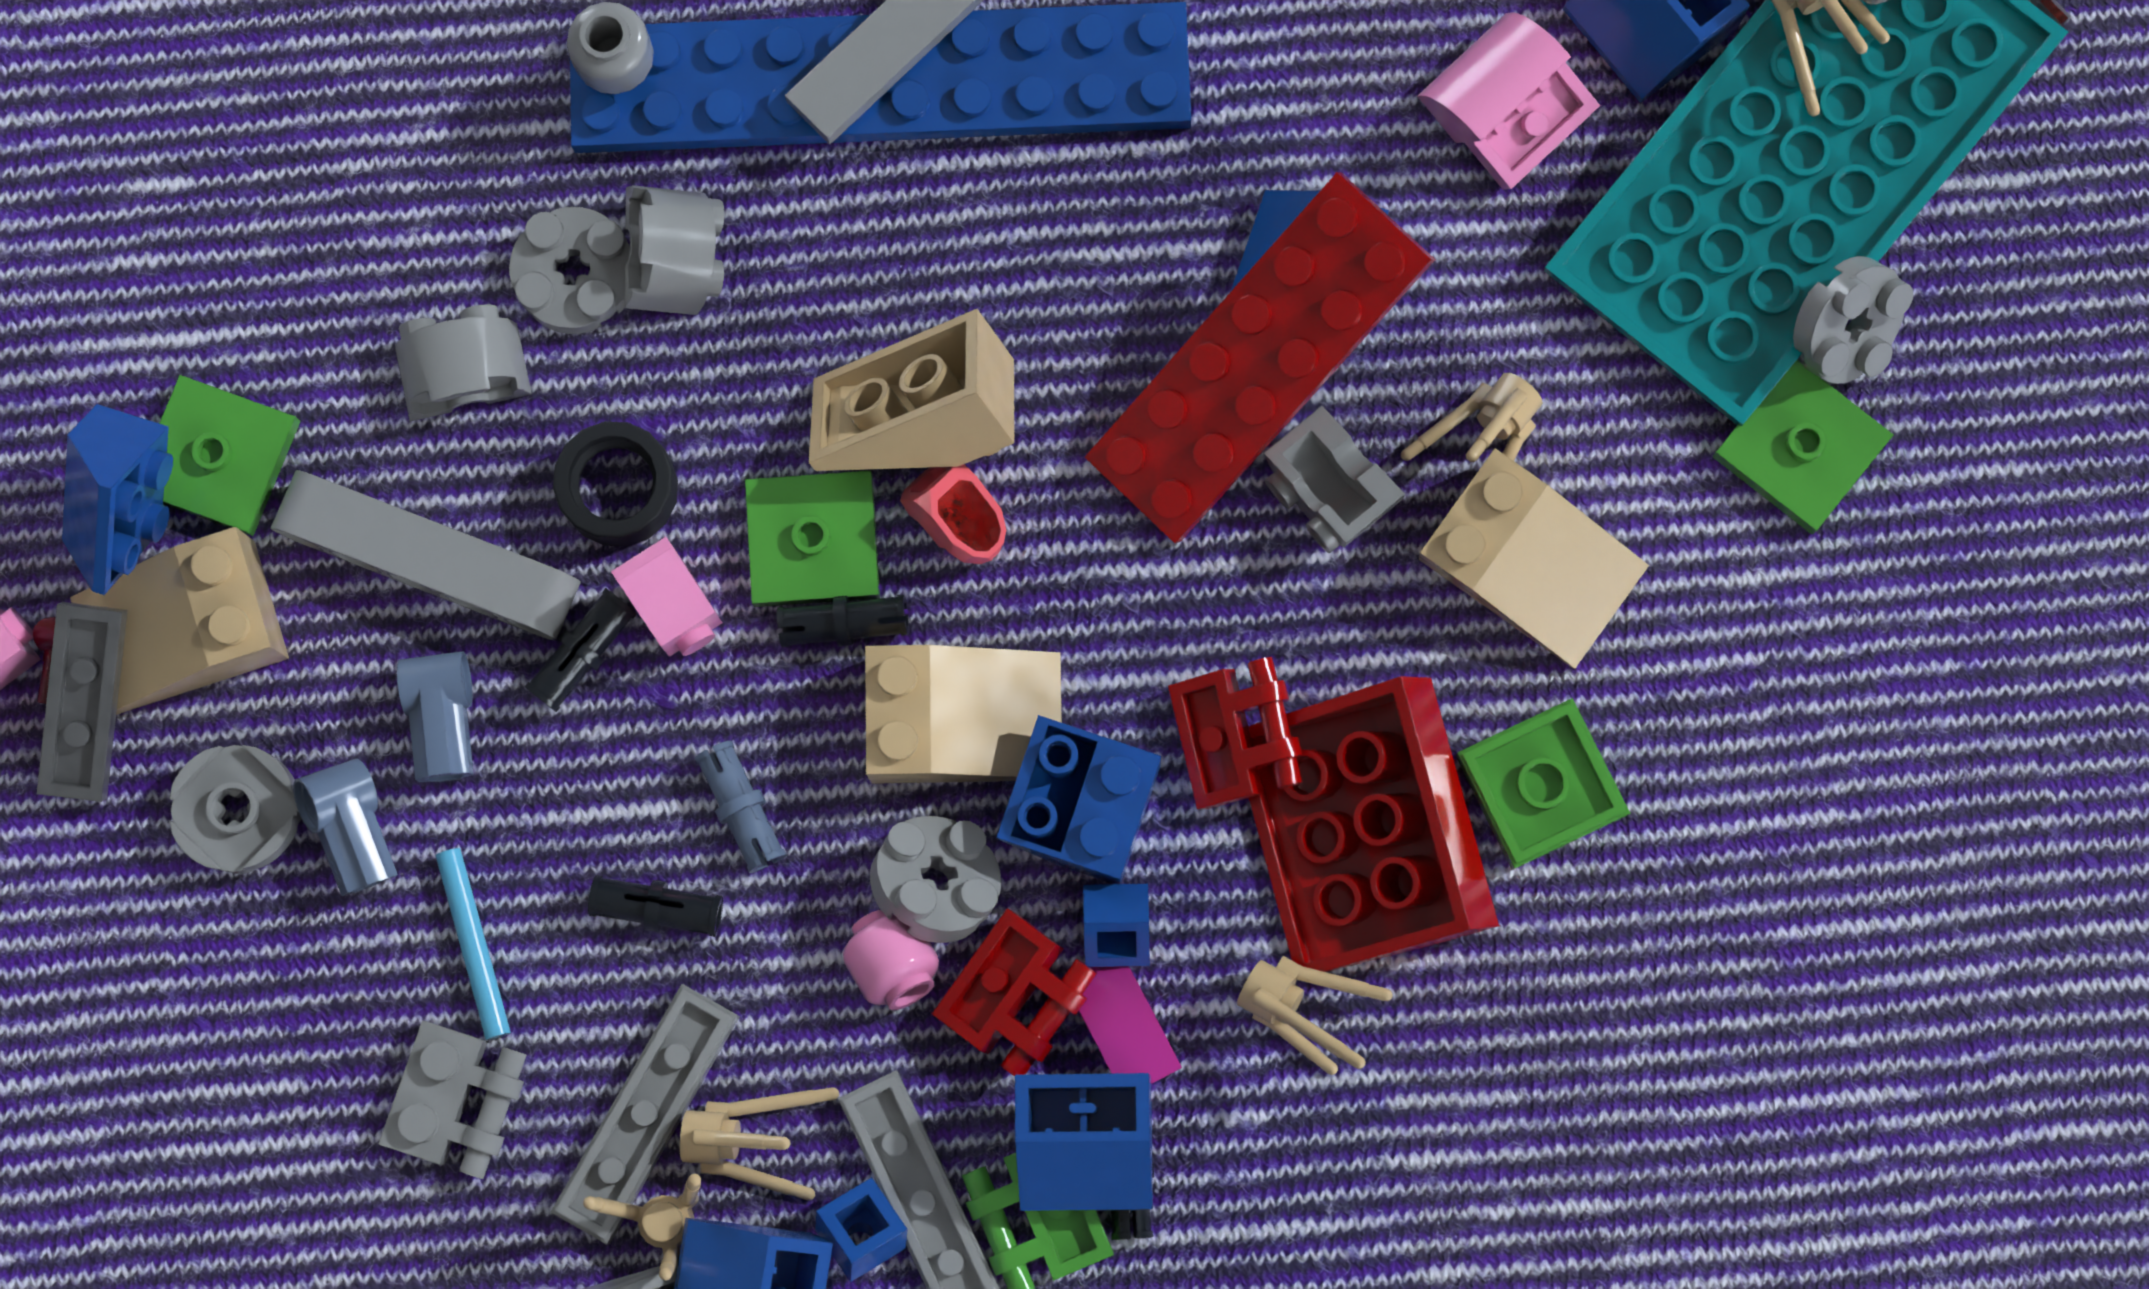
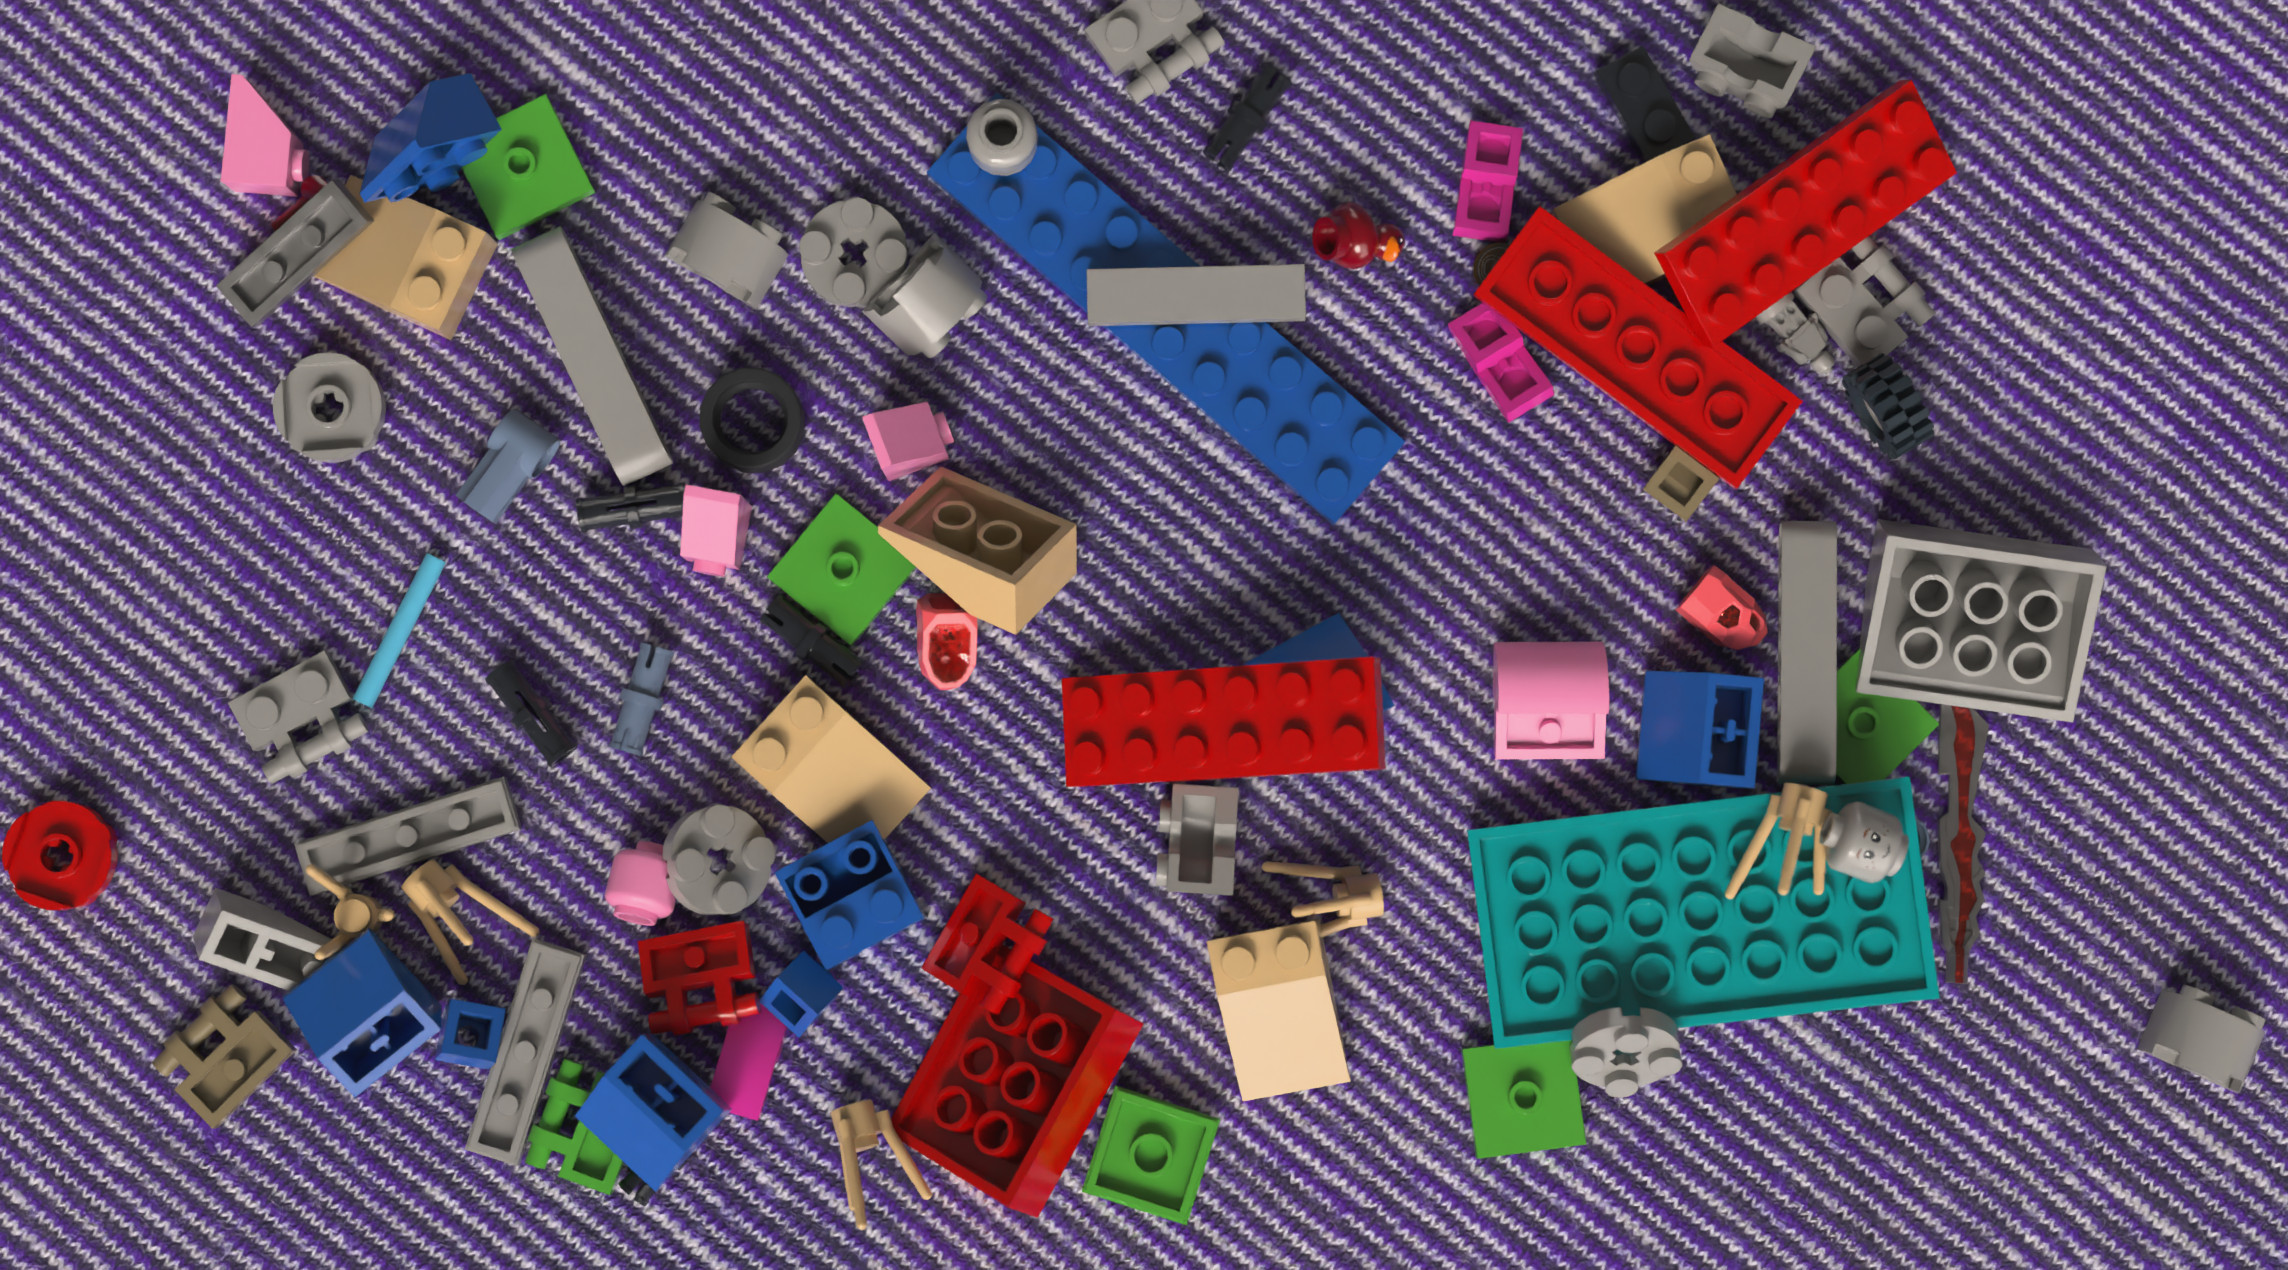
camera: 35 degrees right, 5 degrees up
(341, 809) = (391, 471): sand blue piece -> none
(764, 375) = (908, 438): none -> bright pink slope

